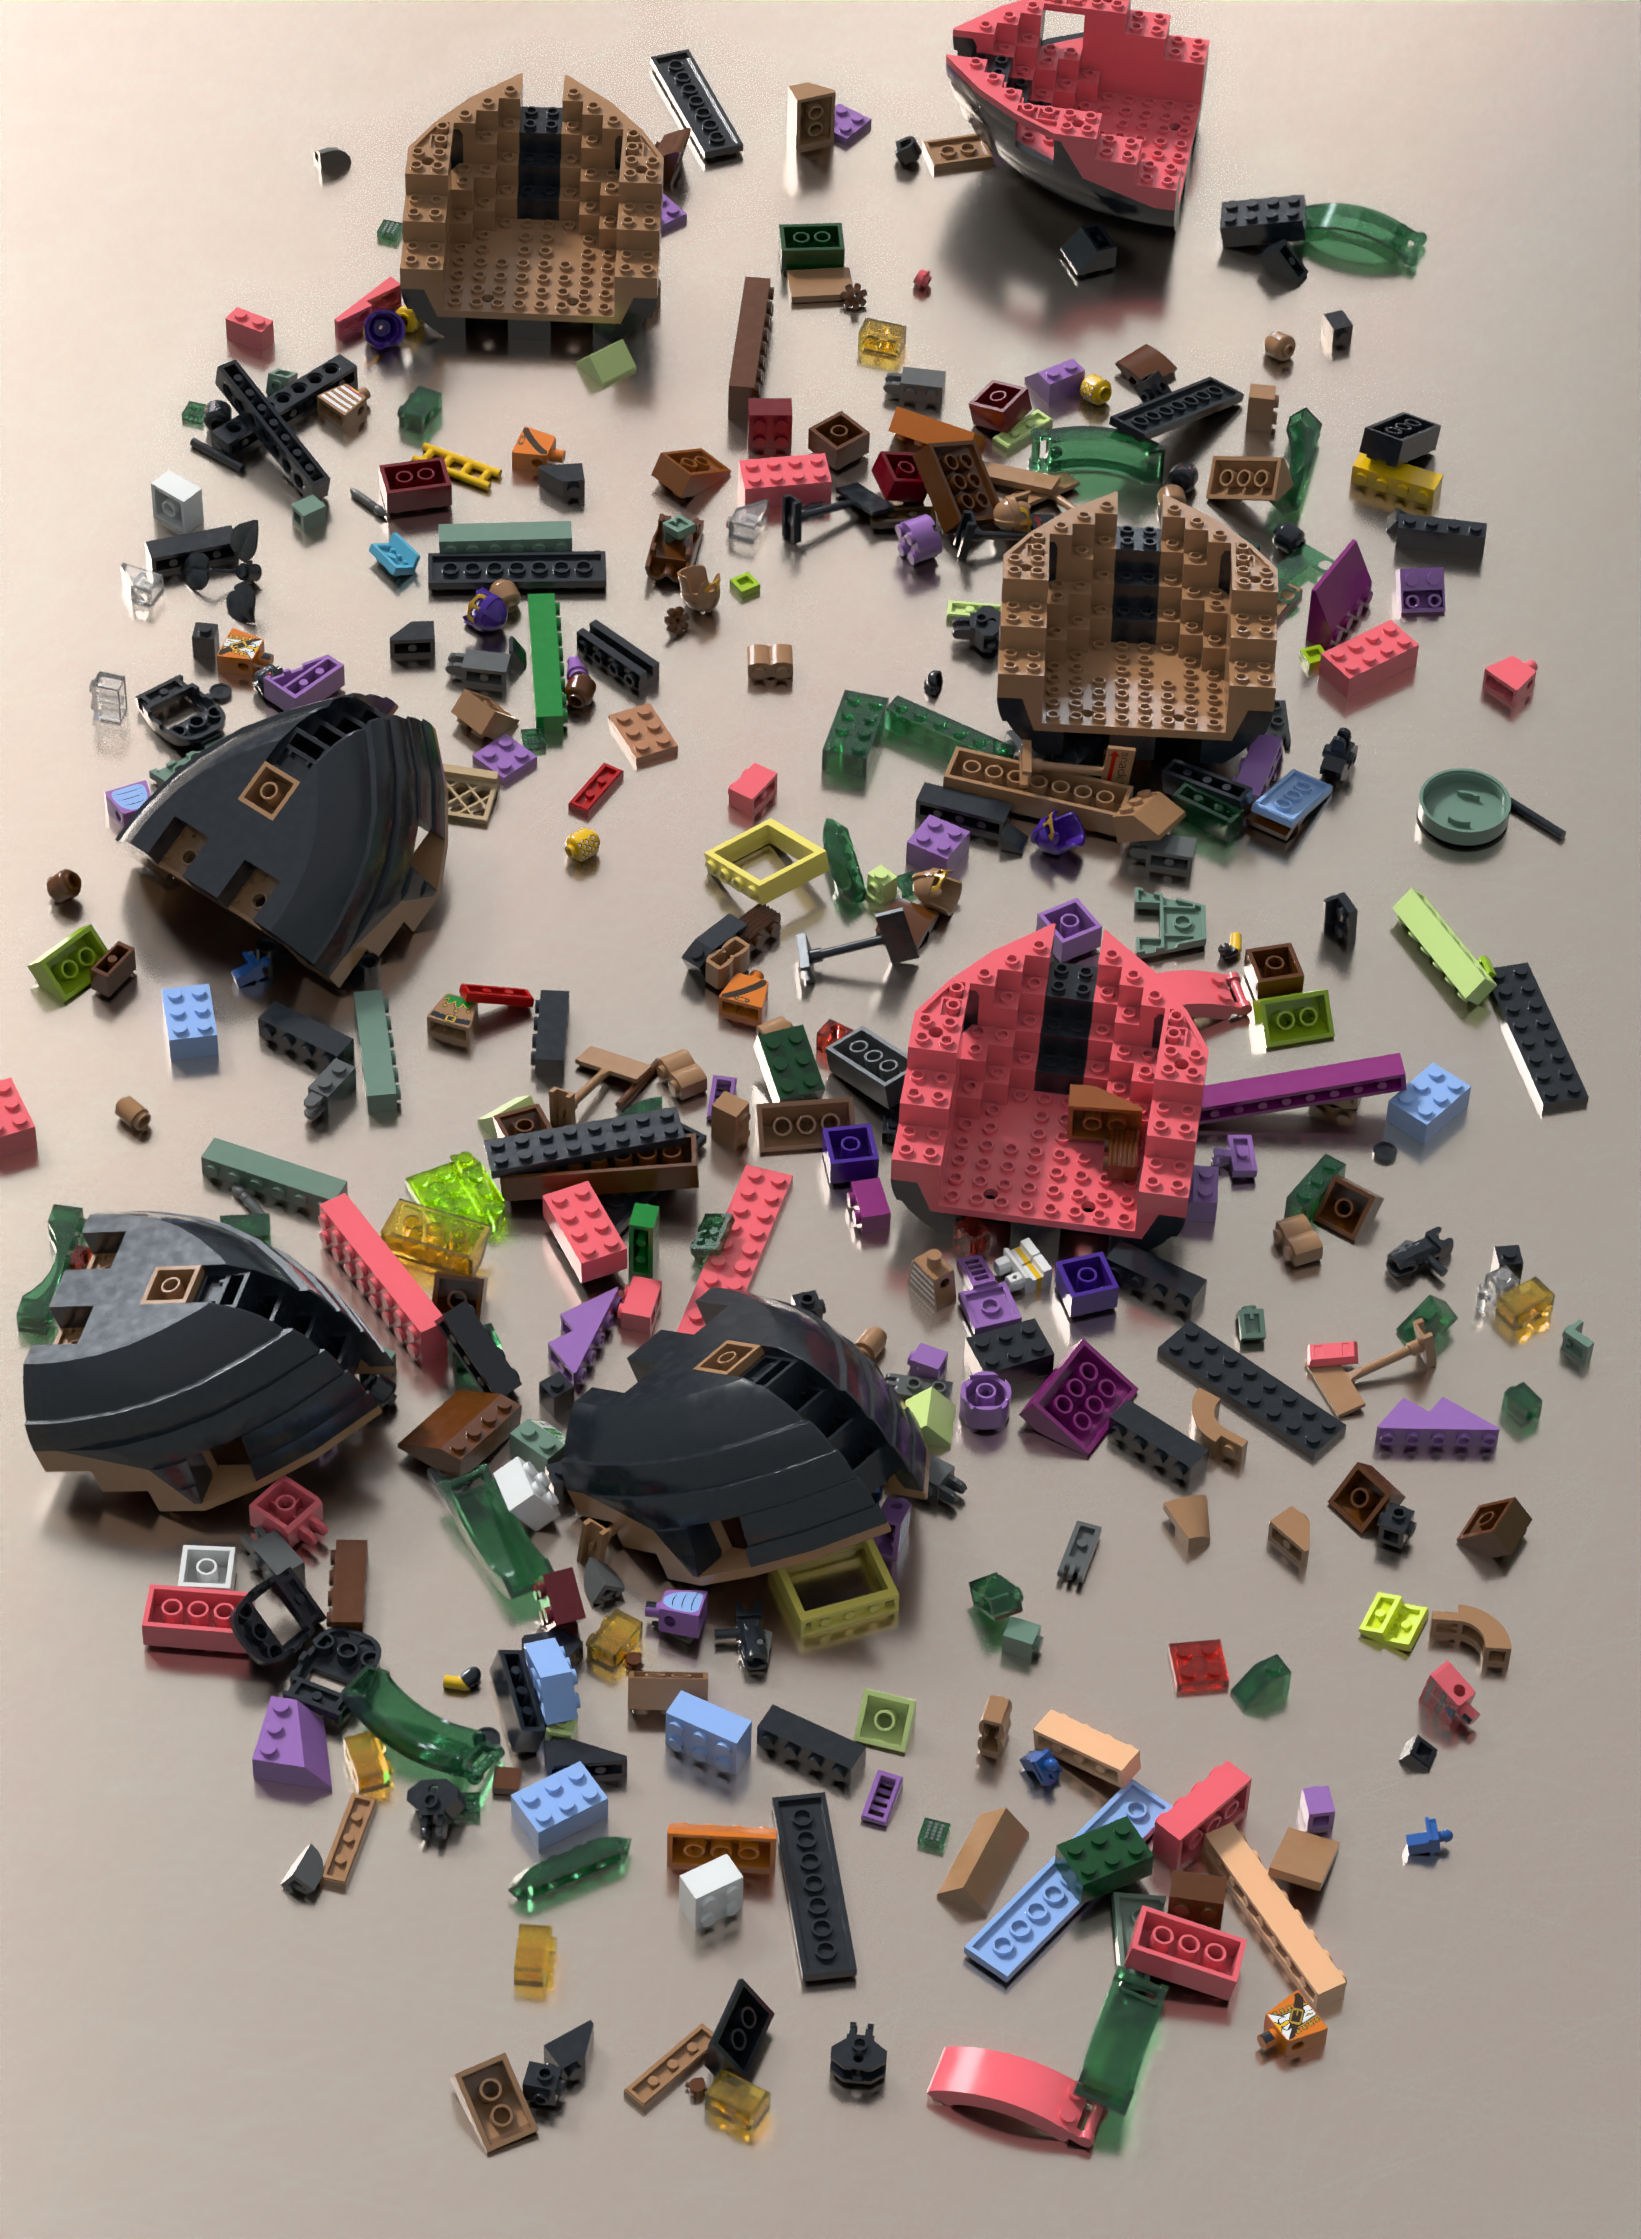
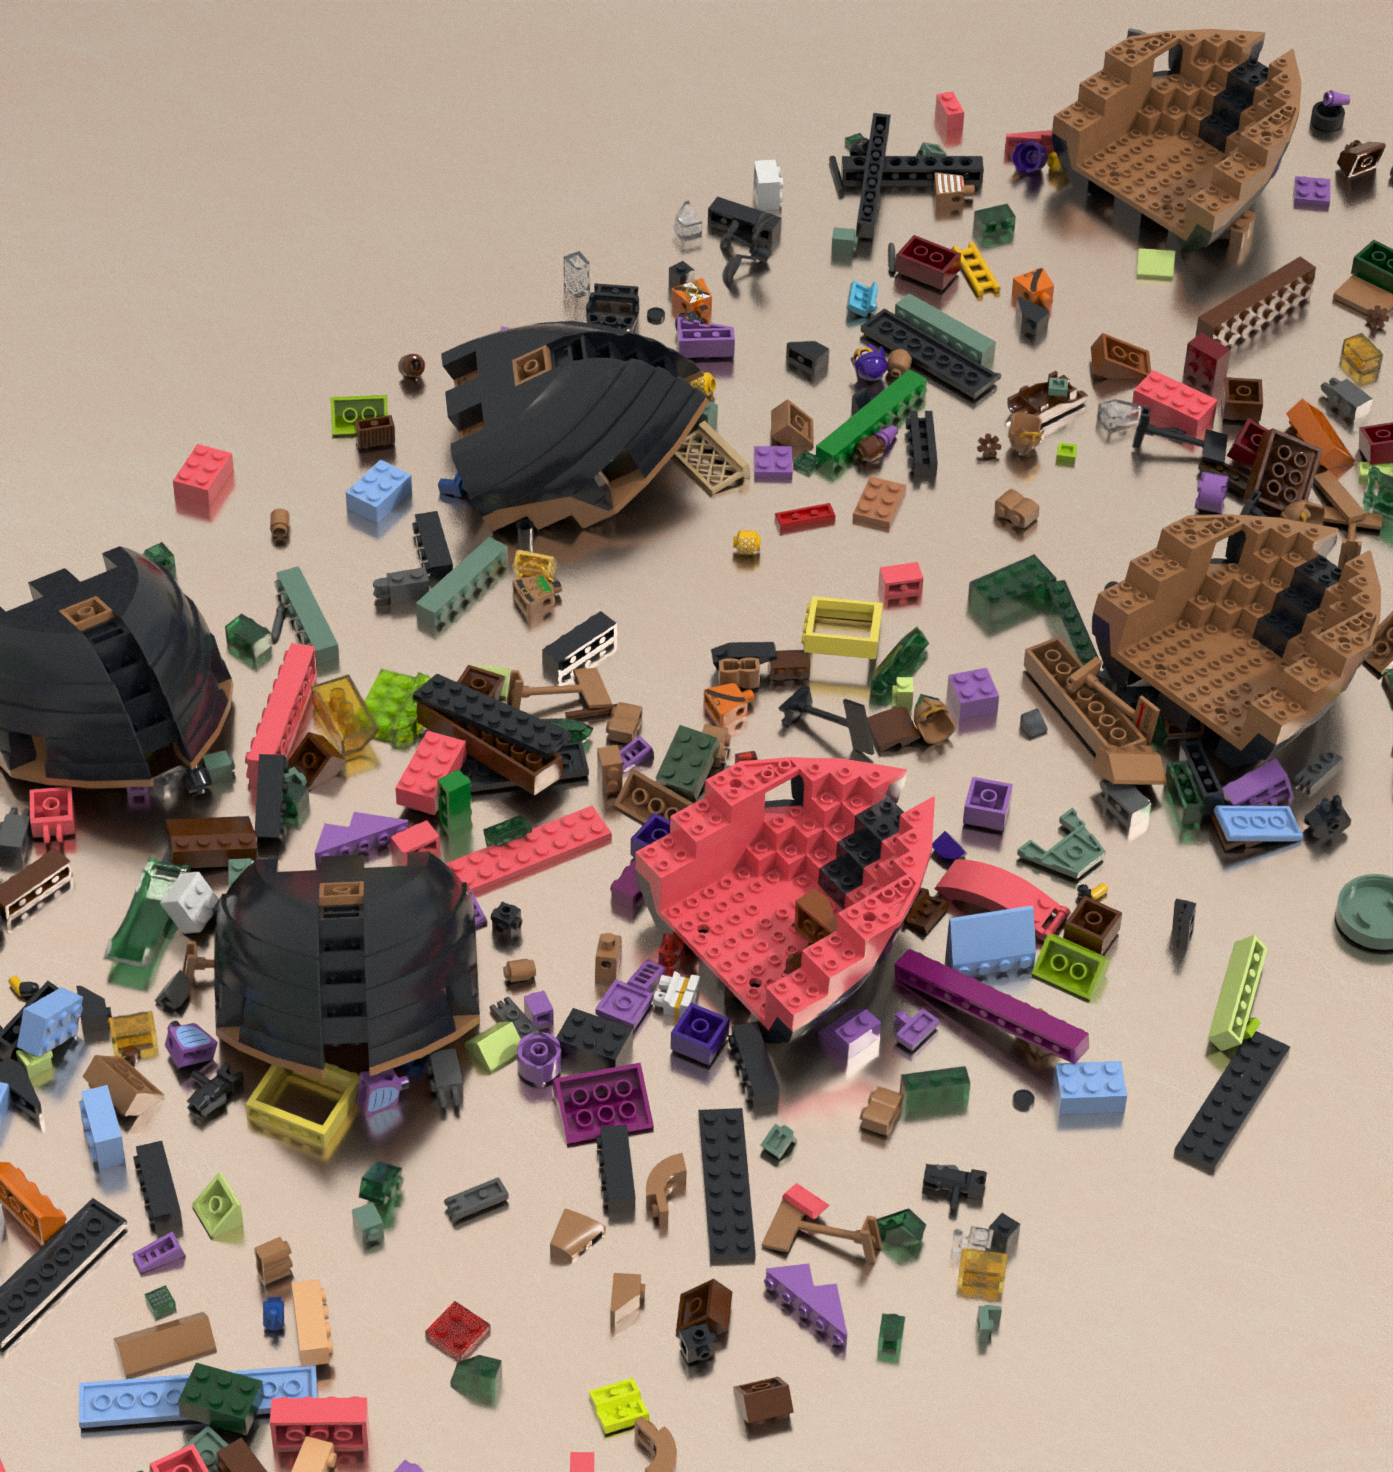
camera: 45 degrees right, 0 degrees up
(426, 990) = (533, 564): none -> clear yellow brick
(481, 668) = (828, 398): dark grey hinge -> none
(496, 995) = (572, 596): red tile -> none
(556, 1394) = (293, 857): black brick -> none
(558, 1599) = (121, 978): dark red brick -> none
(963, 809) = (1021, 681): black brick -> none
(1058, 834) = (1062, 738): dark purple helmet -> none
(1230, 1034) = (991, 941): none -> light blue slope
(1347, 1207) = (944, 1114): reddish brown slope -> none

